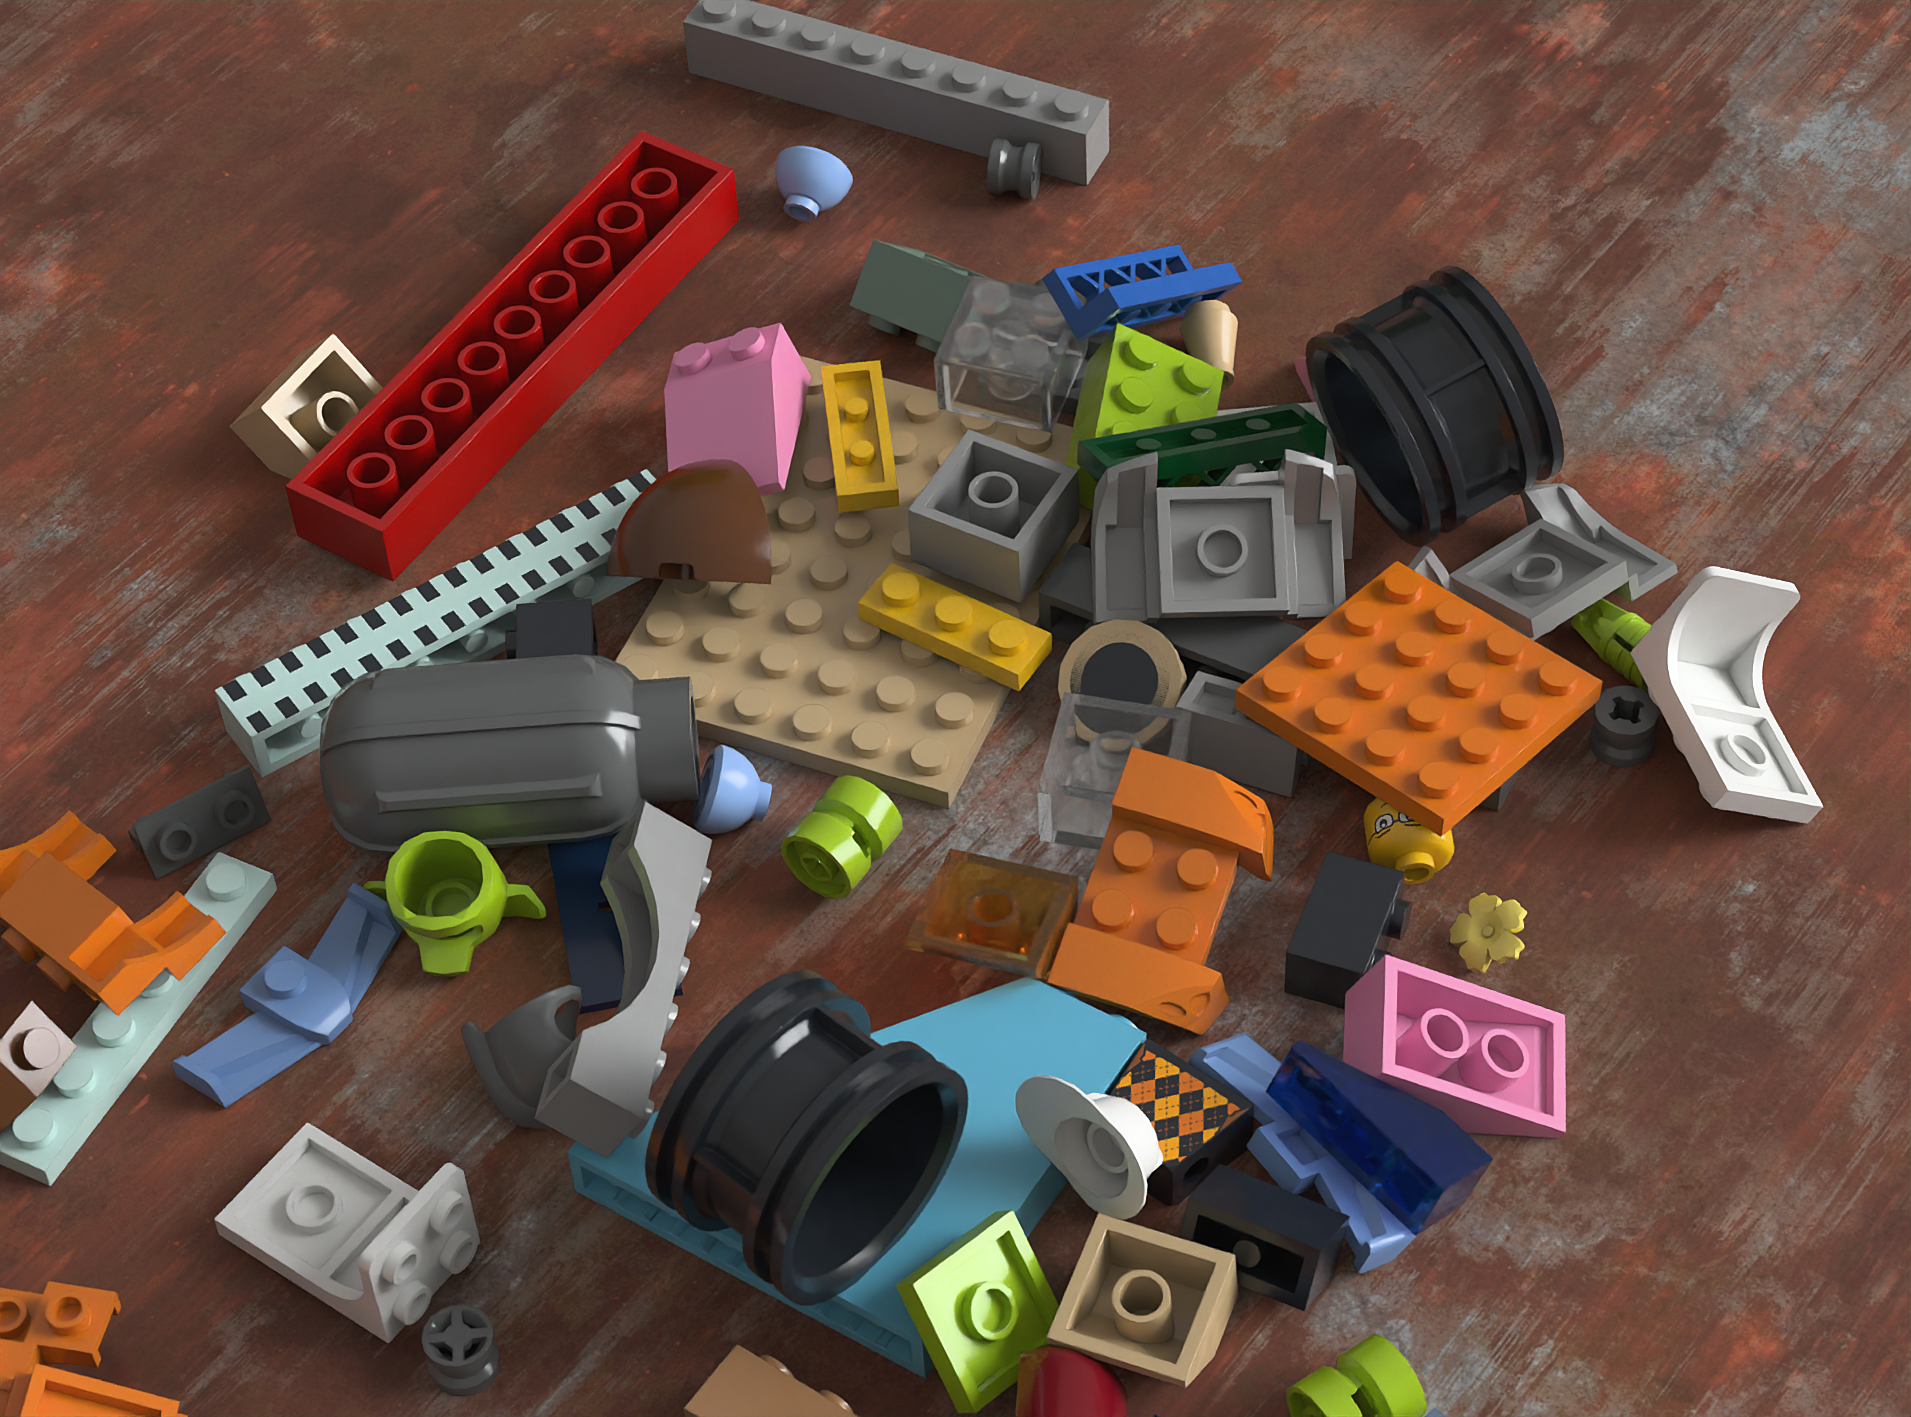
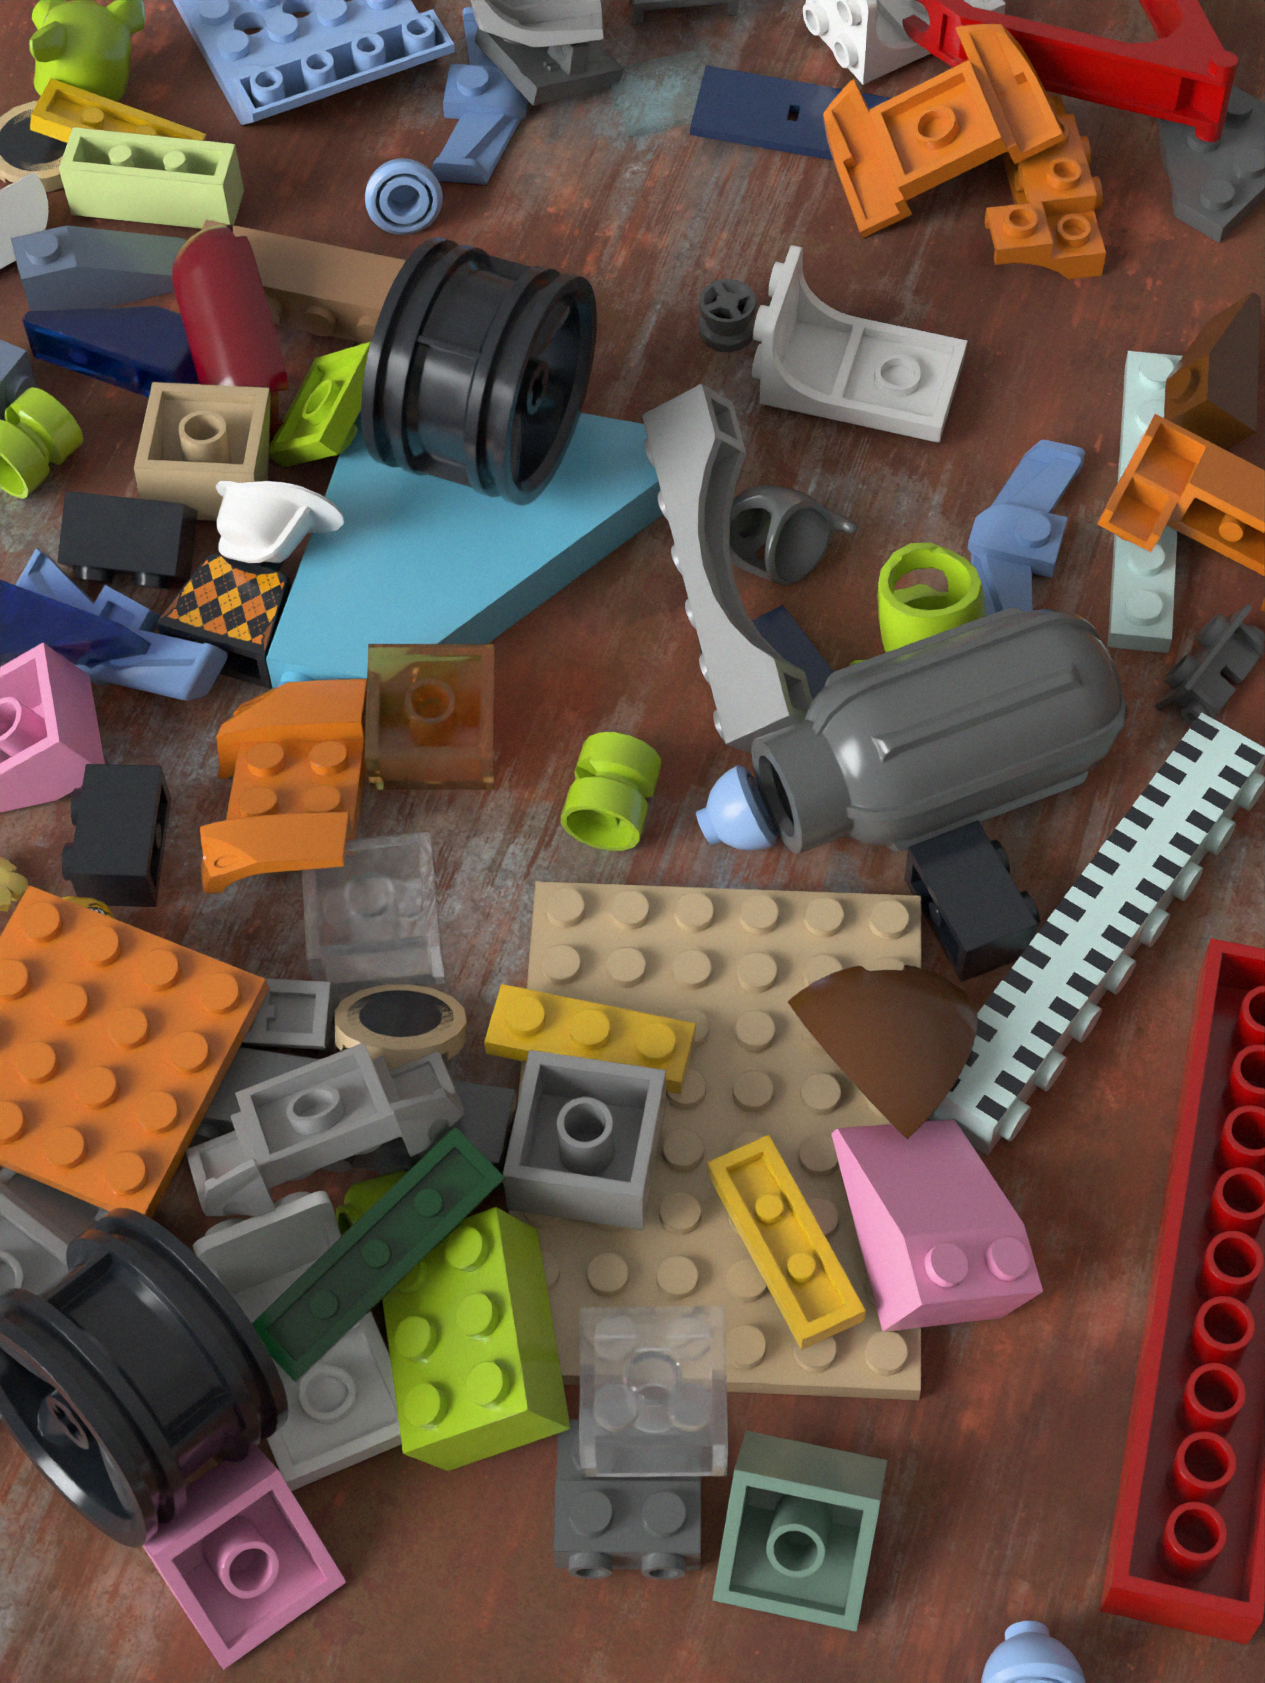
camera: 160 degrees right, 10 degrees up
(1130, 302) = (516, 1507): blue fence -> none
(1211, 336) = (446, 1556): tan cone -> none

